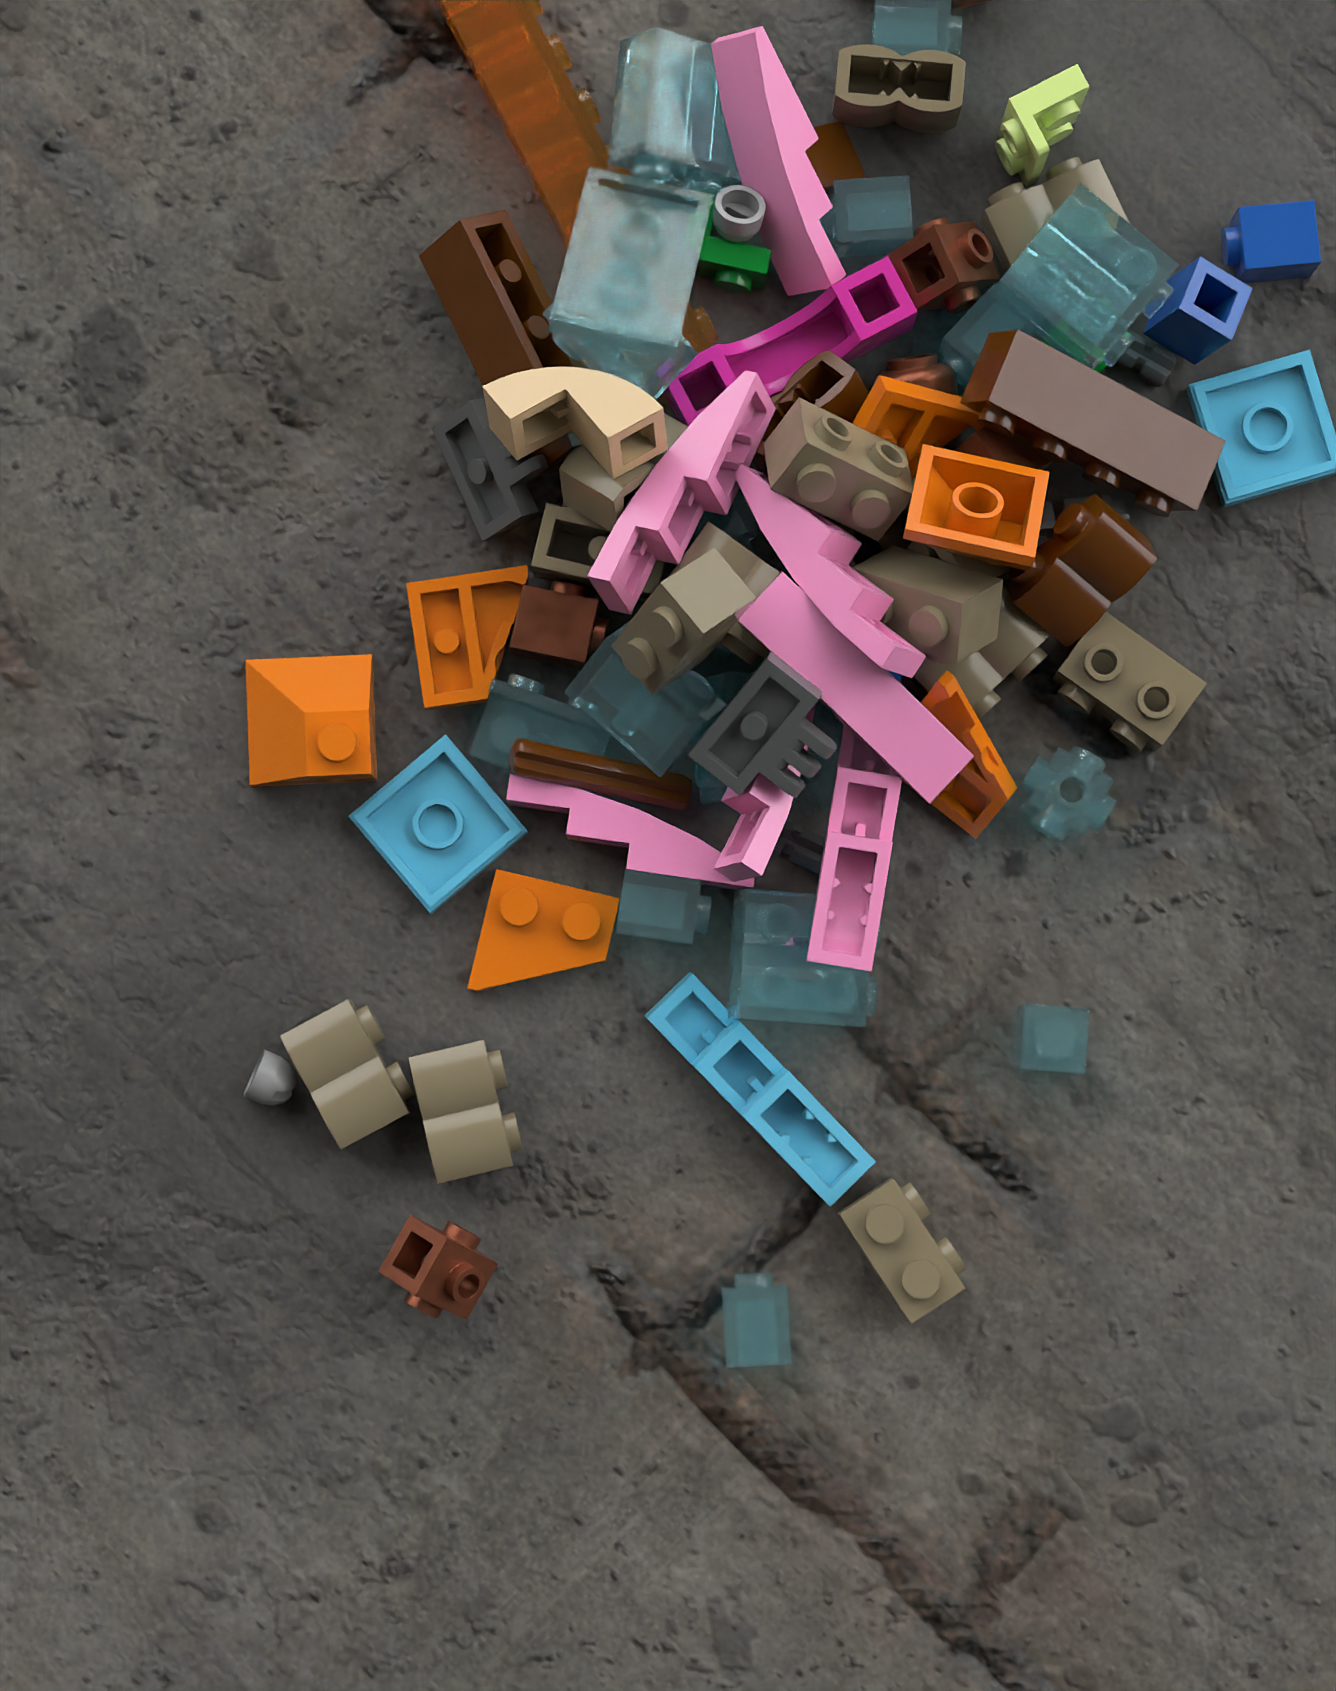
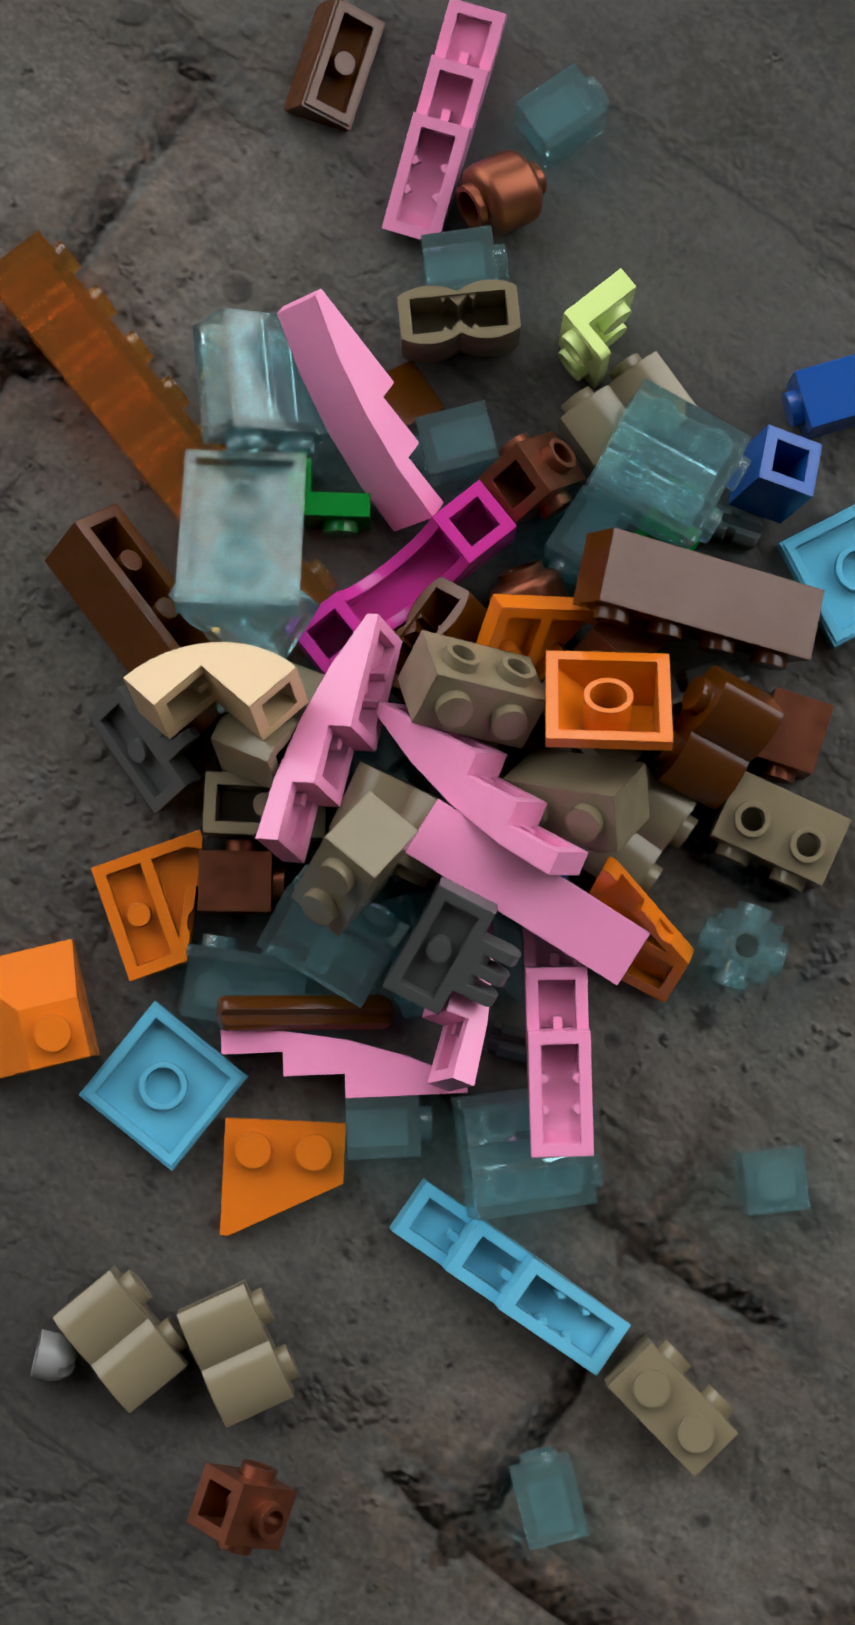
camera: 10 degrees left, 0 degrees up
(738, 213) = (332, 465): light grey hinge -> none
(1164, 590) = (797, 740): none -> copper brick

